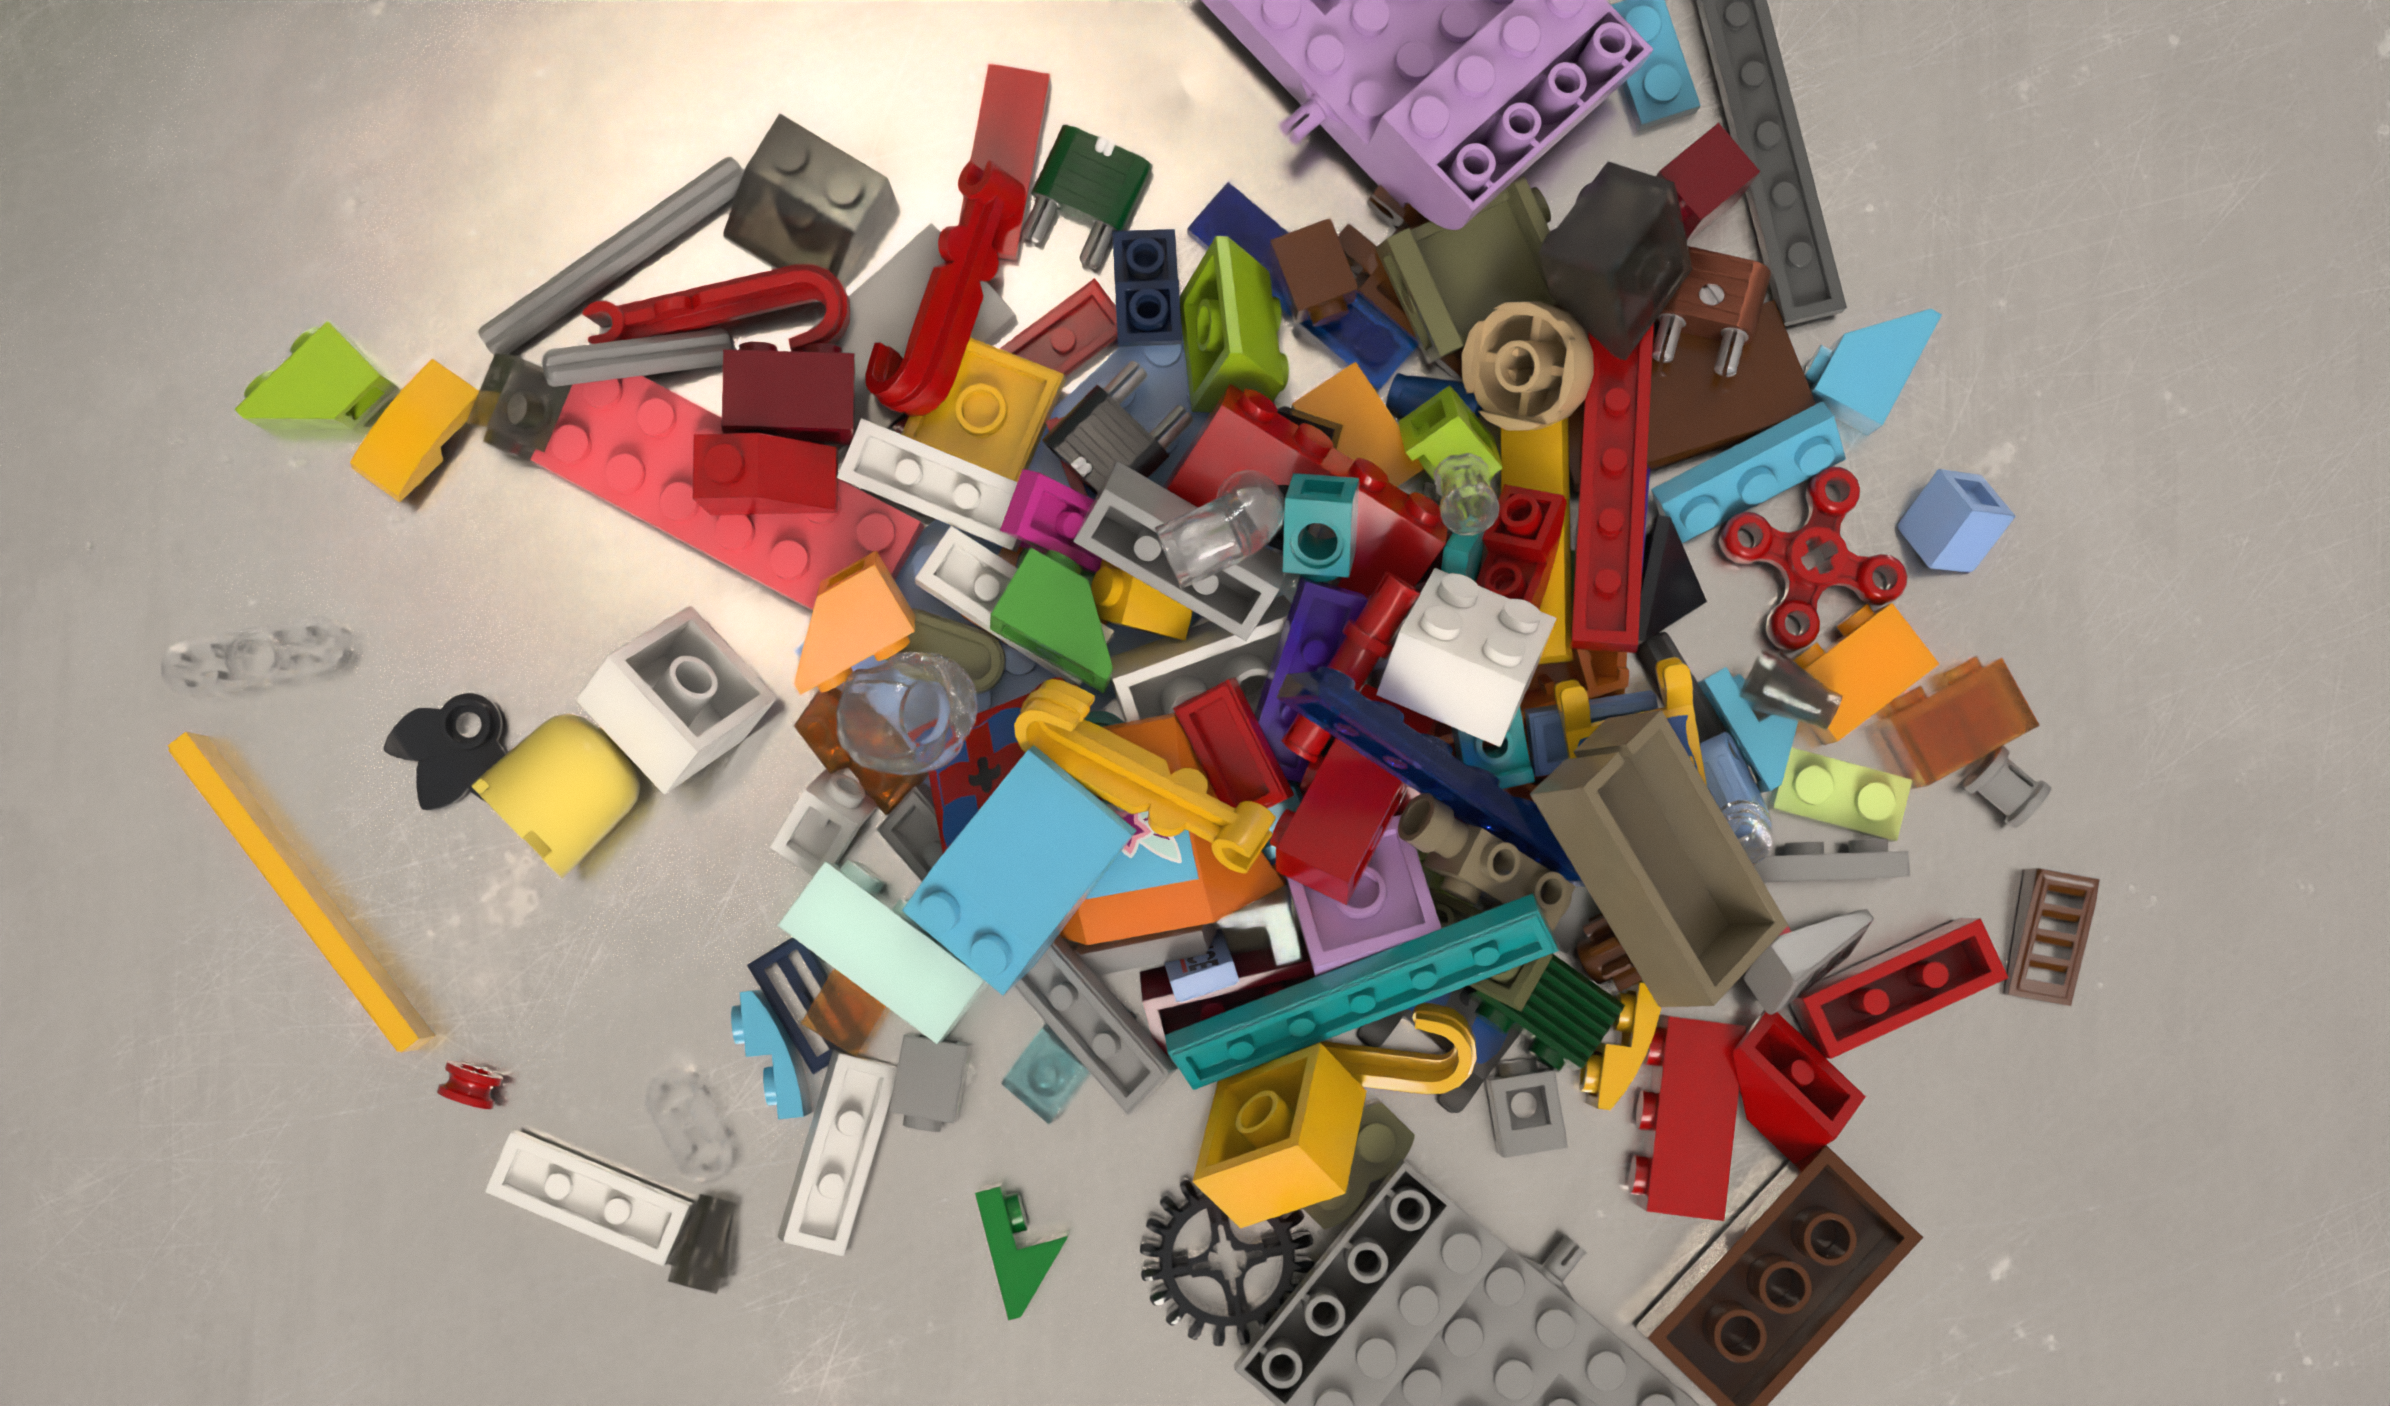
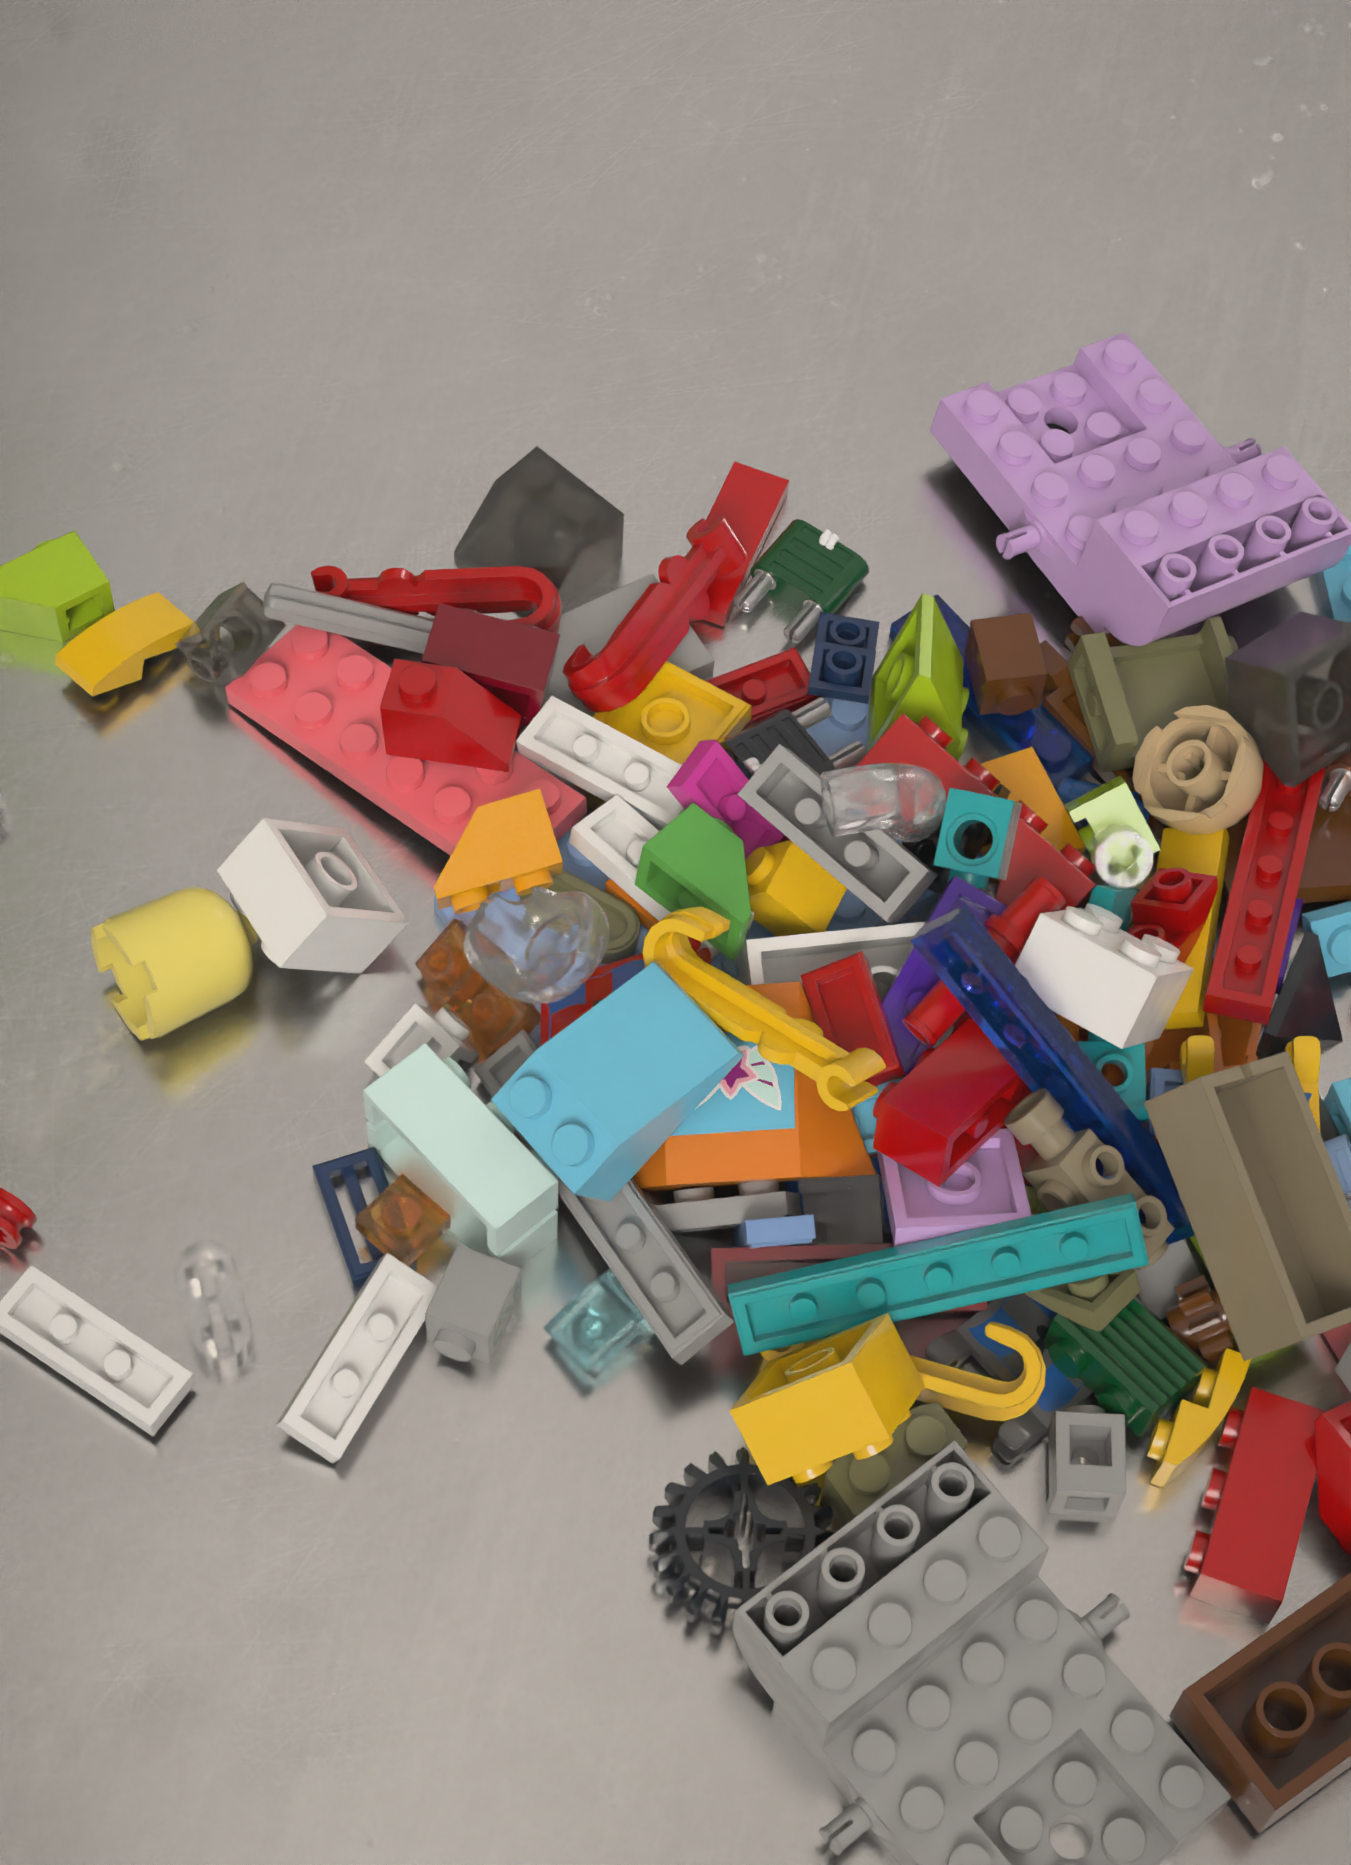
camera: 10 degrees right, 25 degrees down
(444, 754) = (65, 918): black plate -> none
(613, 258) = (354, 545): light grey axle -> none
(704, 1246) = (194, 1424): clear smoke cone -> none
(762, 1033) = (315, 1242): medium azure slope -> none
(1017, 1265) = (526, 1500): green slope -> none

